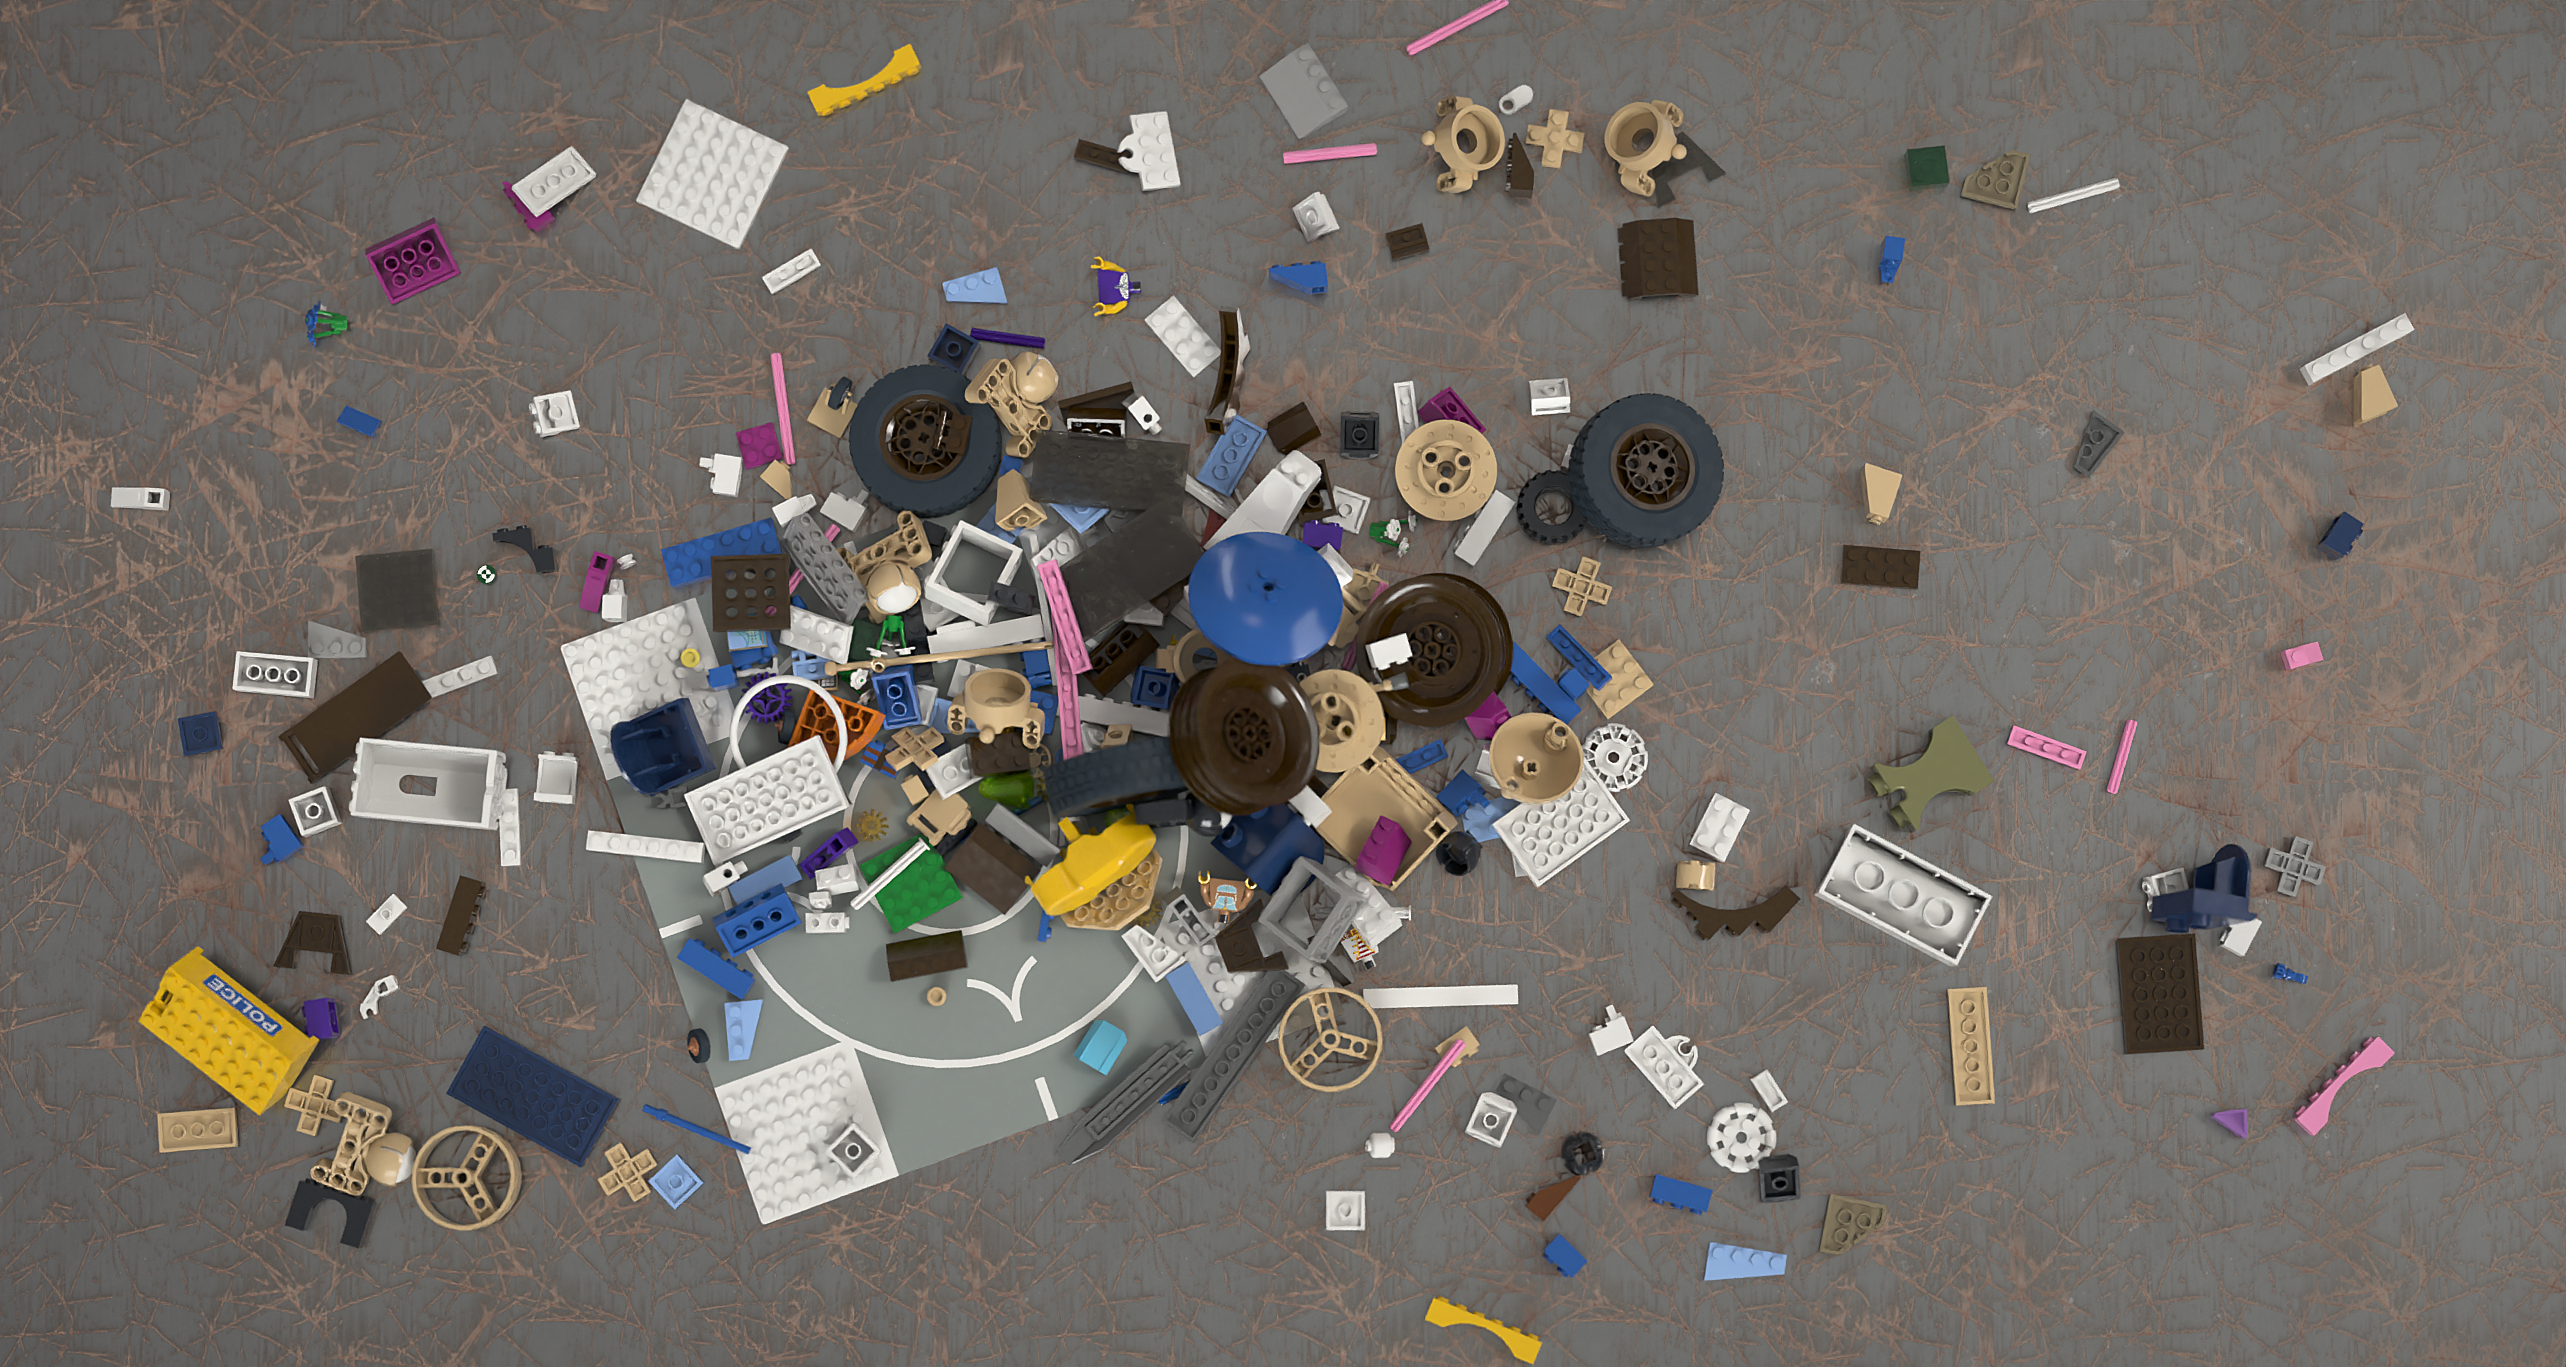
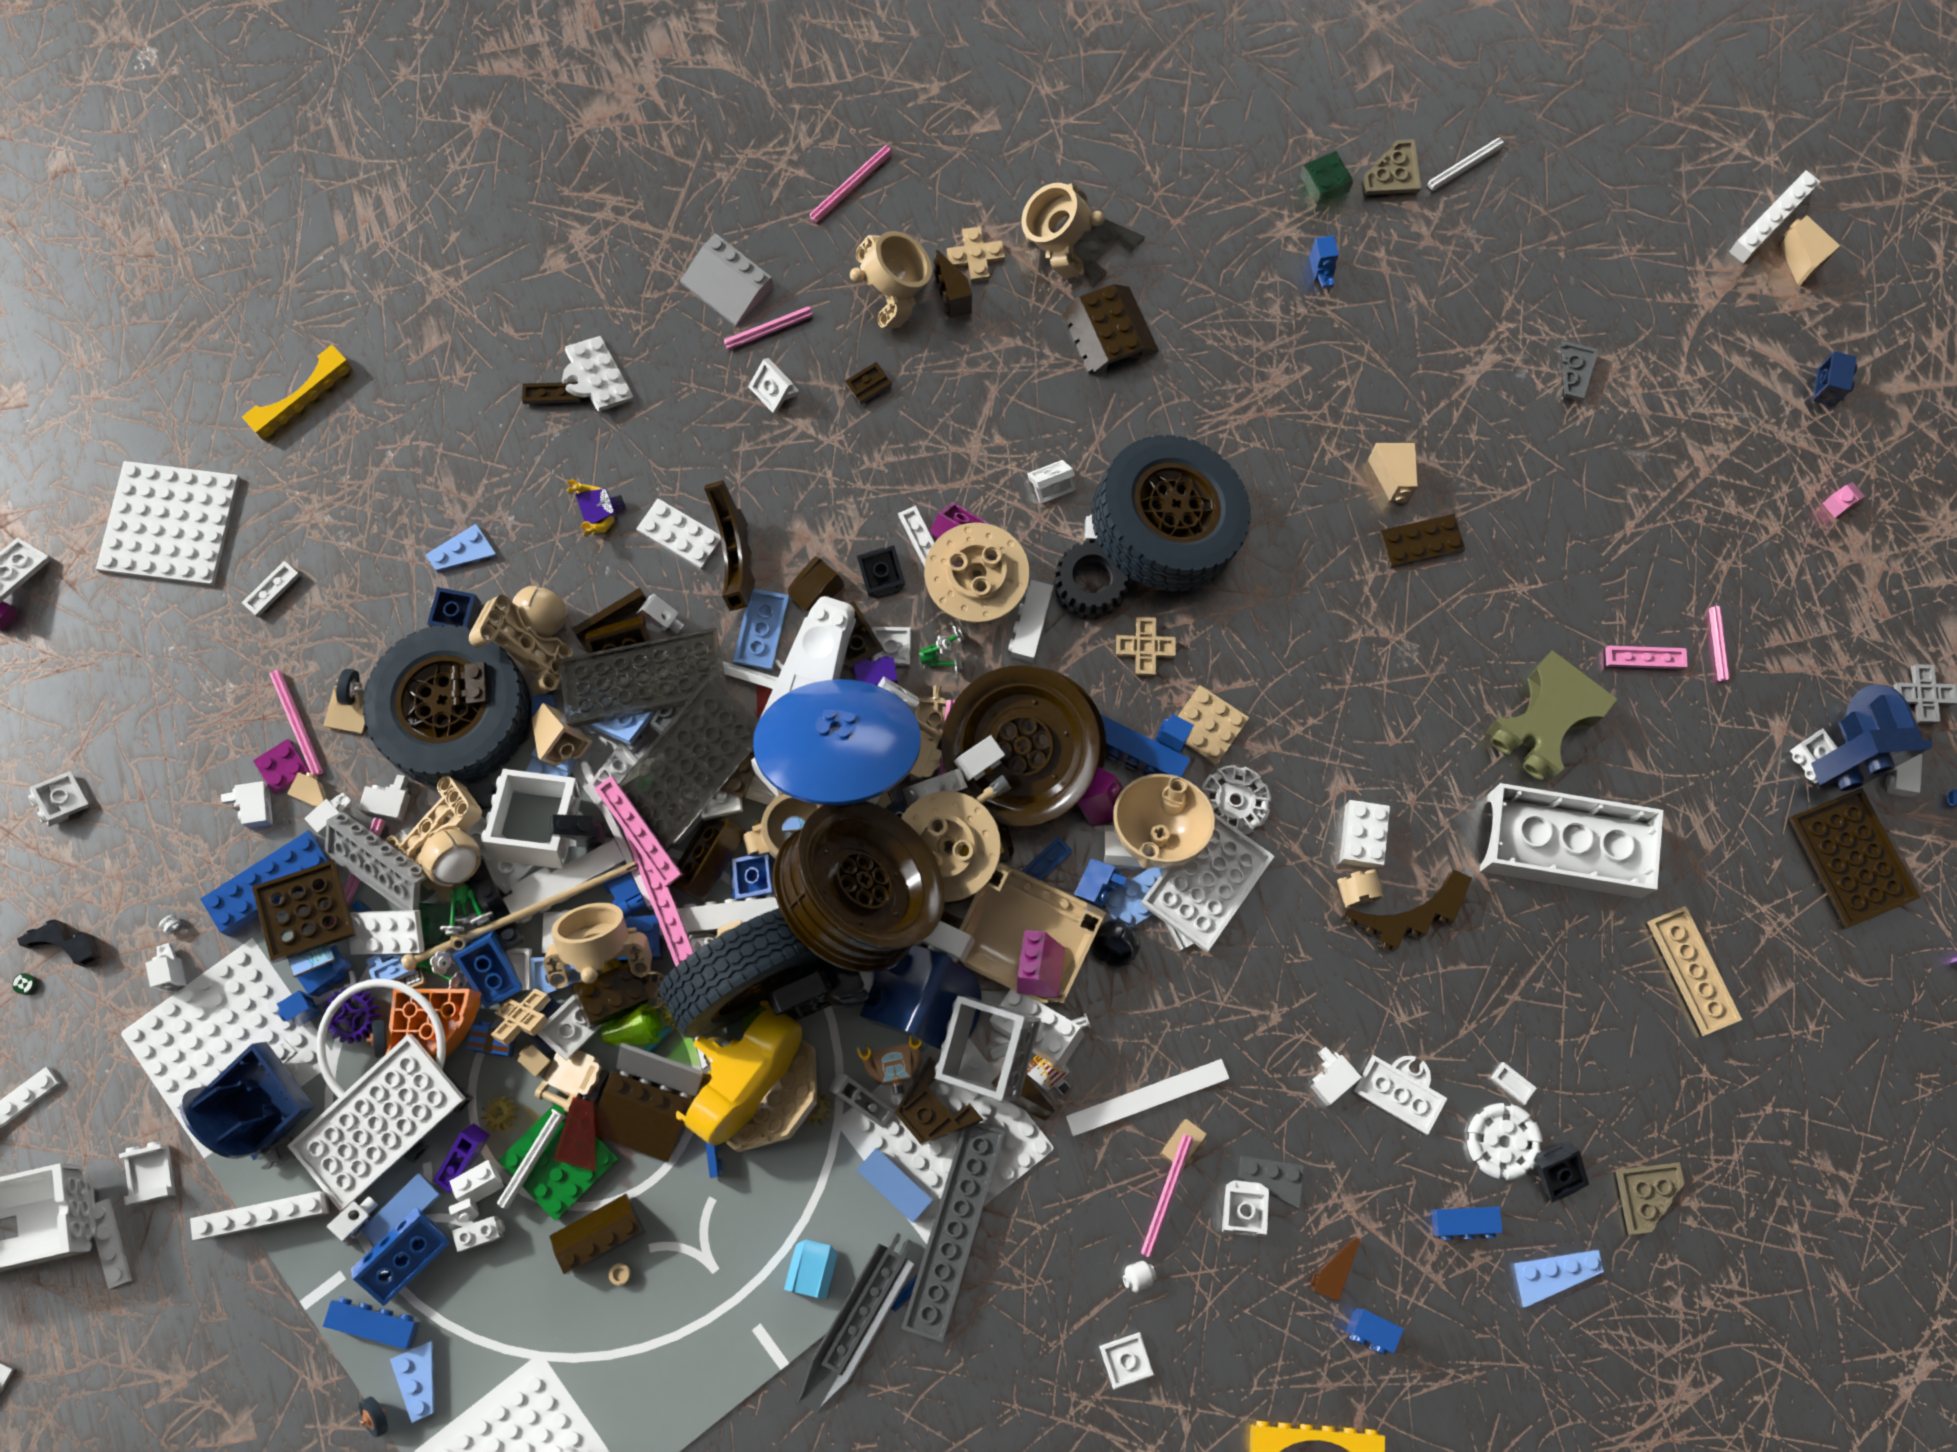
camera: 25 degrees left, 10 degrees down
(461, 915) = (74, 1359): dark brown brick -> none
(596, 581) = (141, 948): magenta slope -> none
(690, 658) = (261, 1000): light yellow tile -> none
(935, 868) = (577, 1139): none -> clear red wing
(1008, 338) = (506, 587): dark purple axle -> none
(1152, 953) = (835, 1151): white wing -> none
(1306, 278) = (776, 442): blue slope -> none
(1319, 998) = (1097, 1177): tan wheel -> none
(1342, 660) = (949, 781): none -> white plate
(1519, 97) = (930, 228): white piece -> none
(1570, 1161) = (1341, 1223): black piece -> none
(1579, 657) = (1161, 709): blue plate -> none

